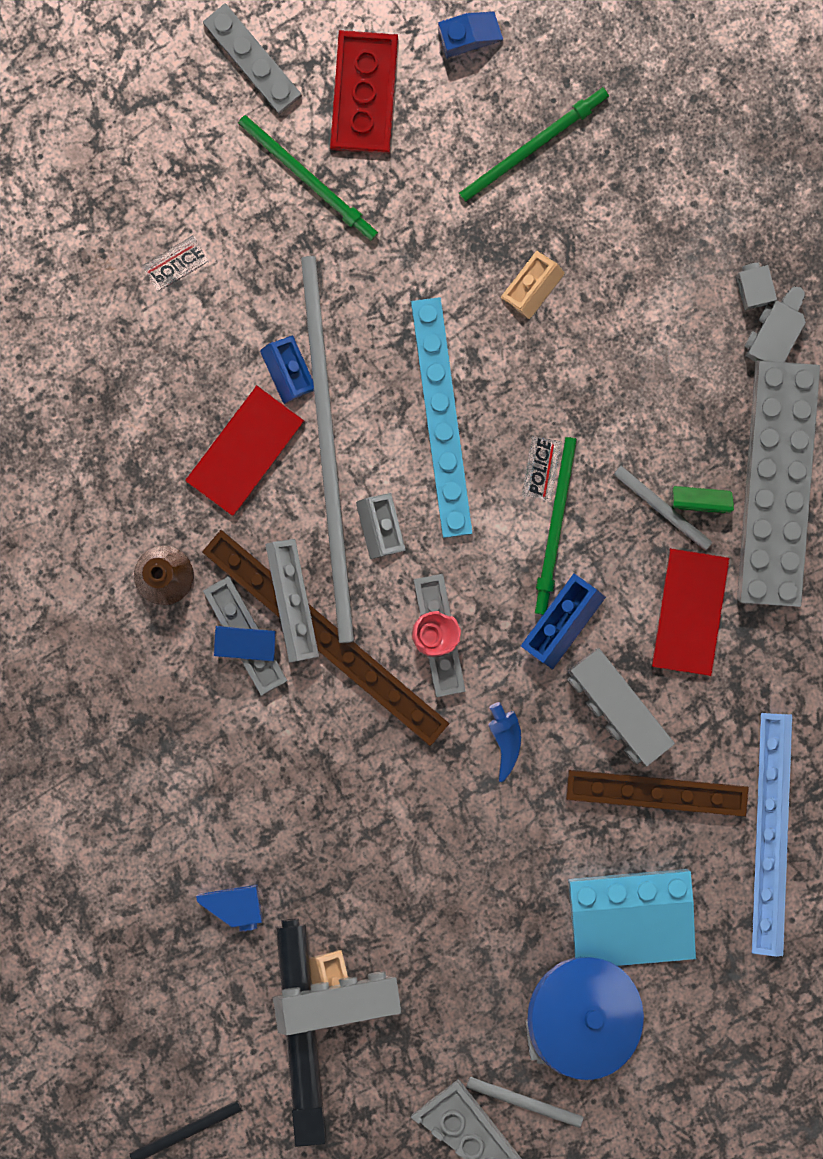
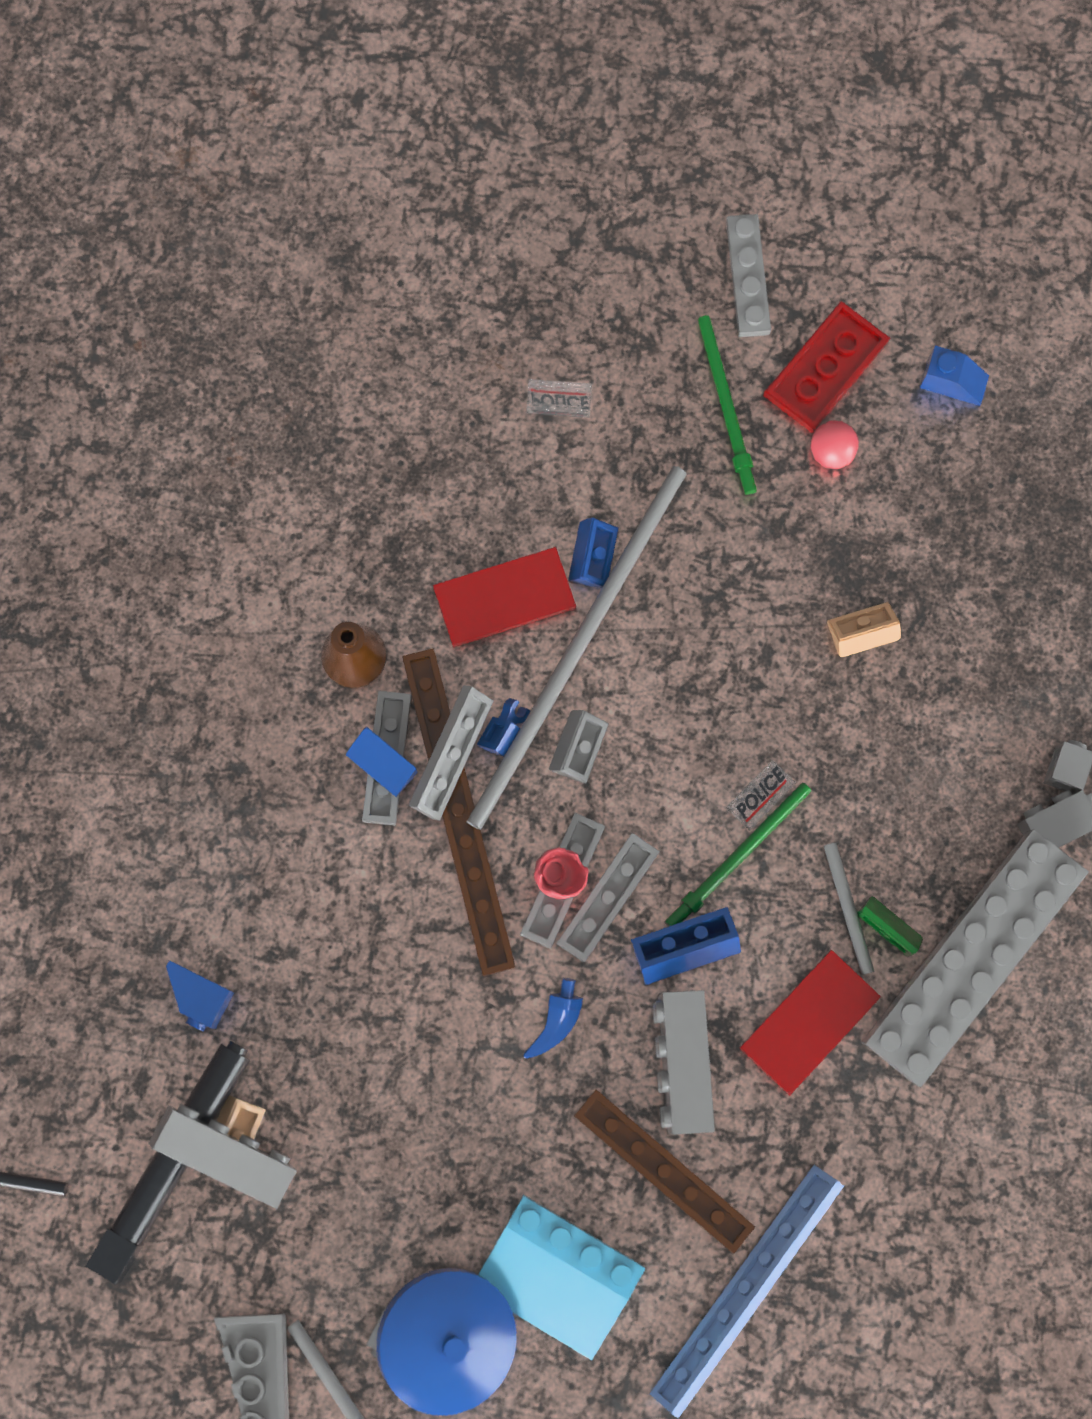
camera: 30 degrees right, 10 degrees down
(316, 557) = (502, 730): none -> blue plate
(412, 153) = (834, 444): none -> coral hair
(441, 417) = (700, 690): medium azure plate -> none
(481, 624) = (608, 898): none -> light grey plate
(580, 111) = (1009, 508): green bar -> none

